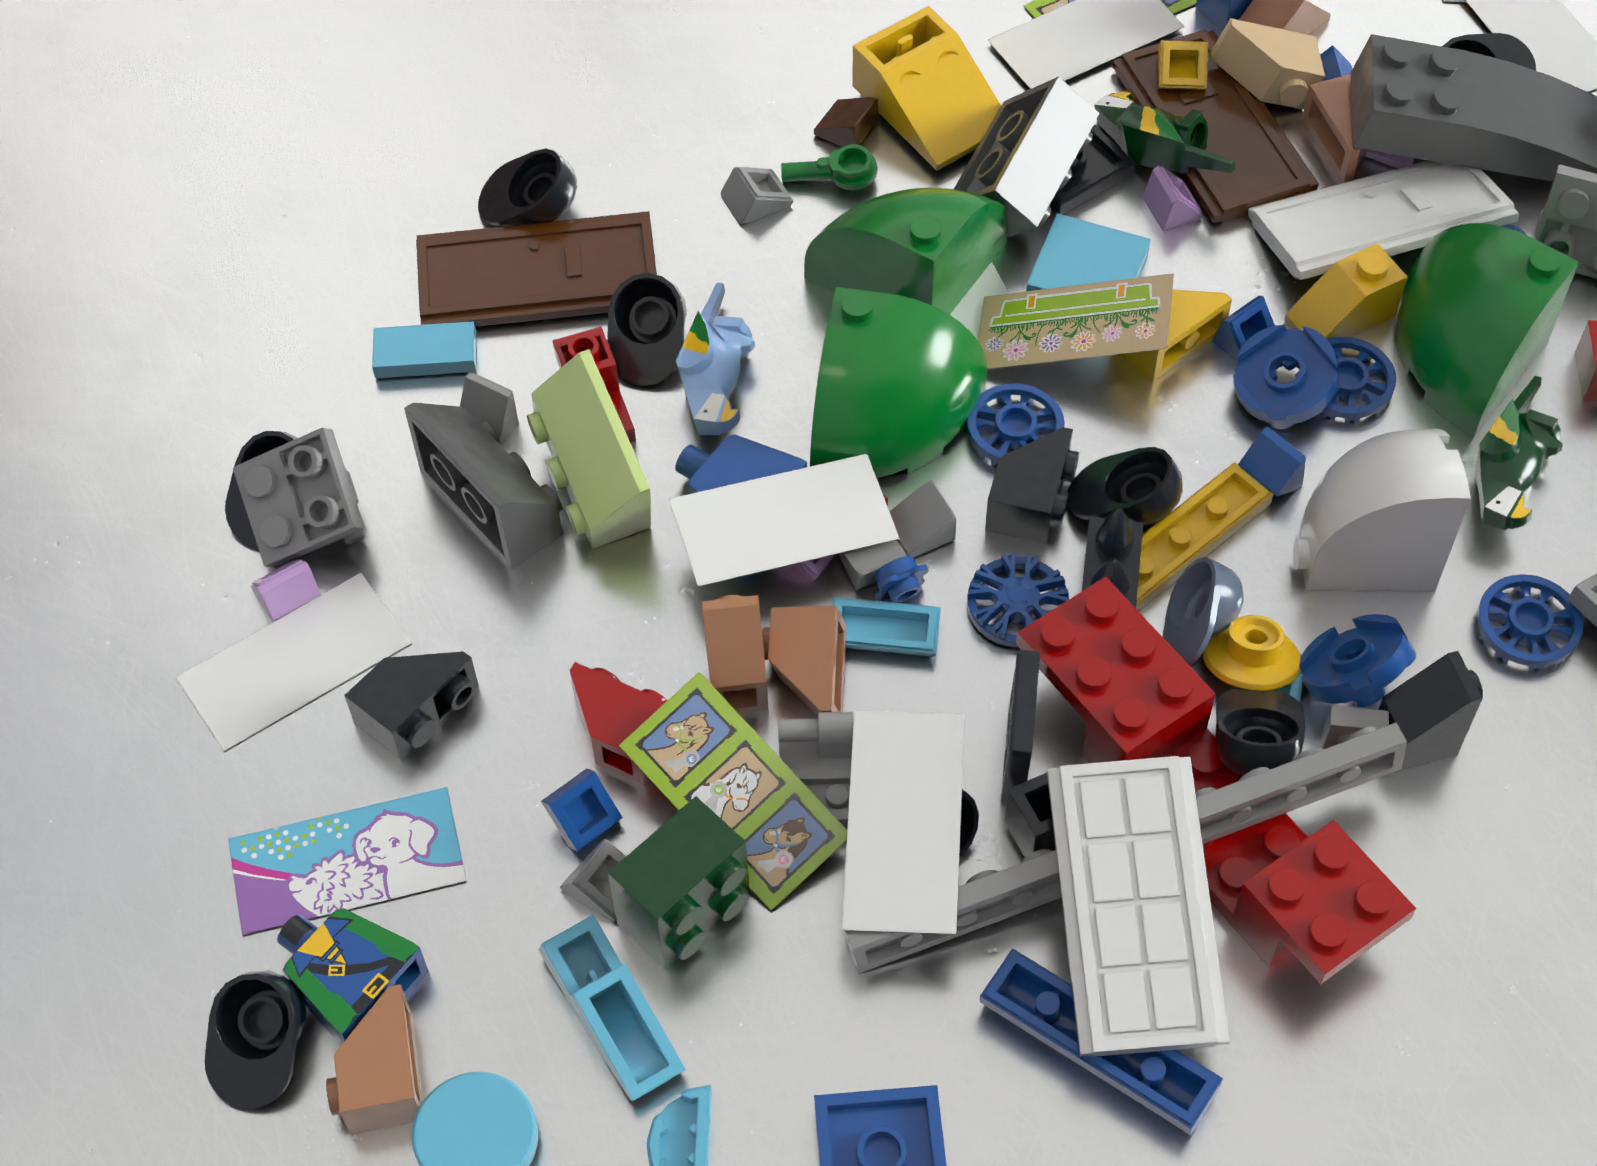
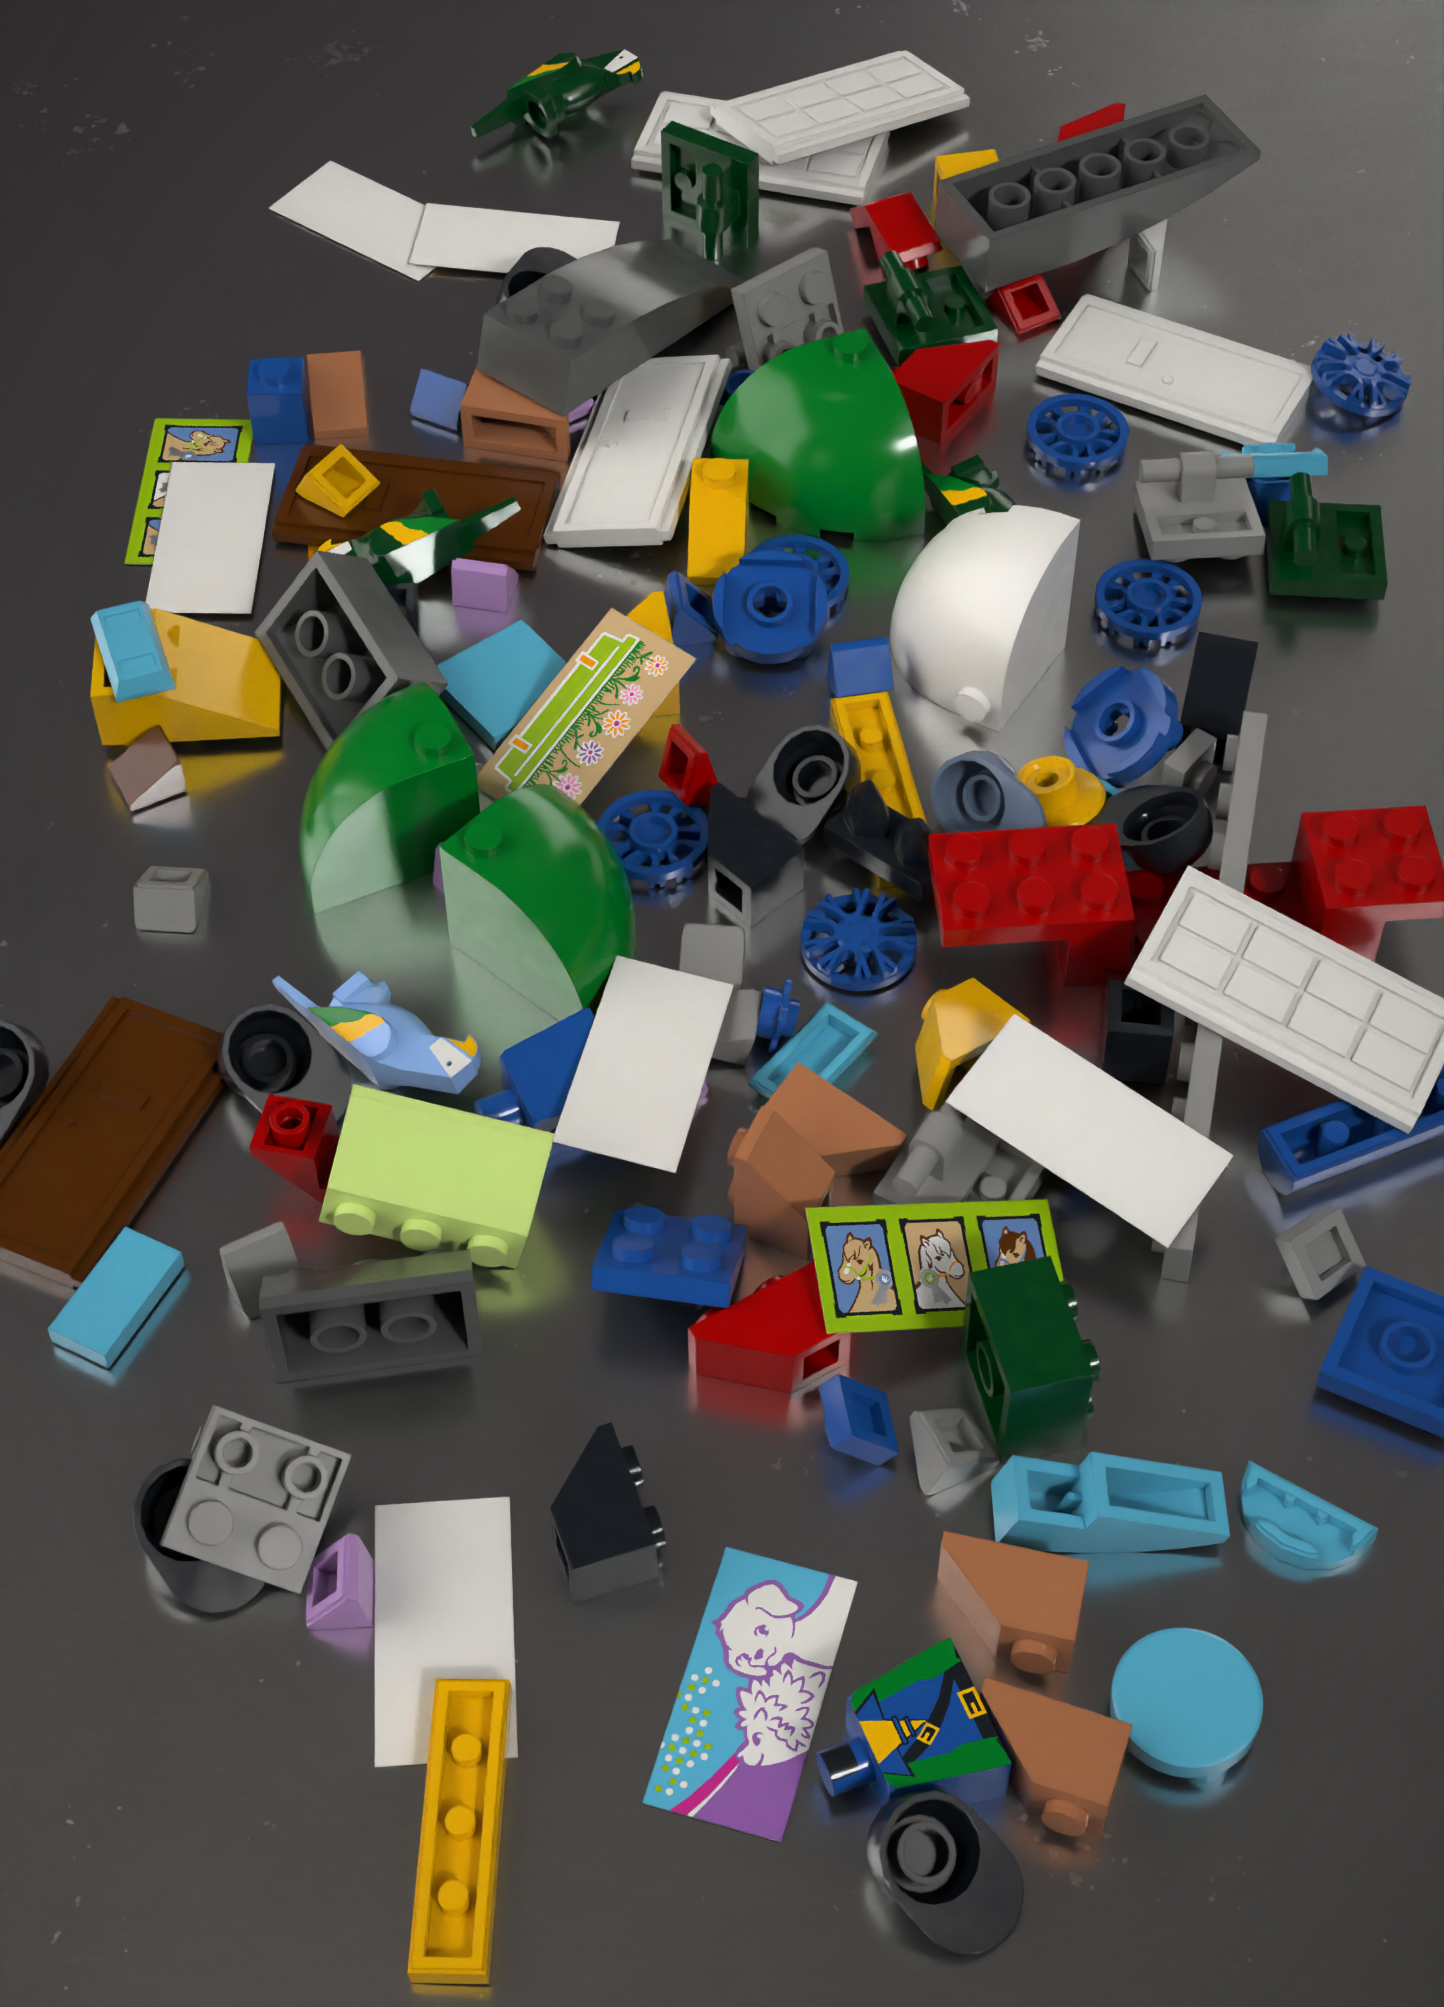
camera: 60 degrees left, 5 degrees down
(151, 745) = (461, 1832): none -> yellow tile
(490, 986) = (1016, 1599): none -> nougat slope
(636, 625) = (670, 1257): none -> blue plate
(848, 167) = (214, 799): green plate -> none
(904, 41) = (132, 651): none -> medium azure tile
(931, 1048) = (1320, 1252): none -> light grey plate
(959, 689) = (955, 1034): none -> yellow slope
(1020, 721) = (1038, 984): black tile -> none
(1084, 411) = (687, 768): none -> red slope
(1270, 61) = (401, 419): tan slope -> none

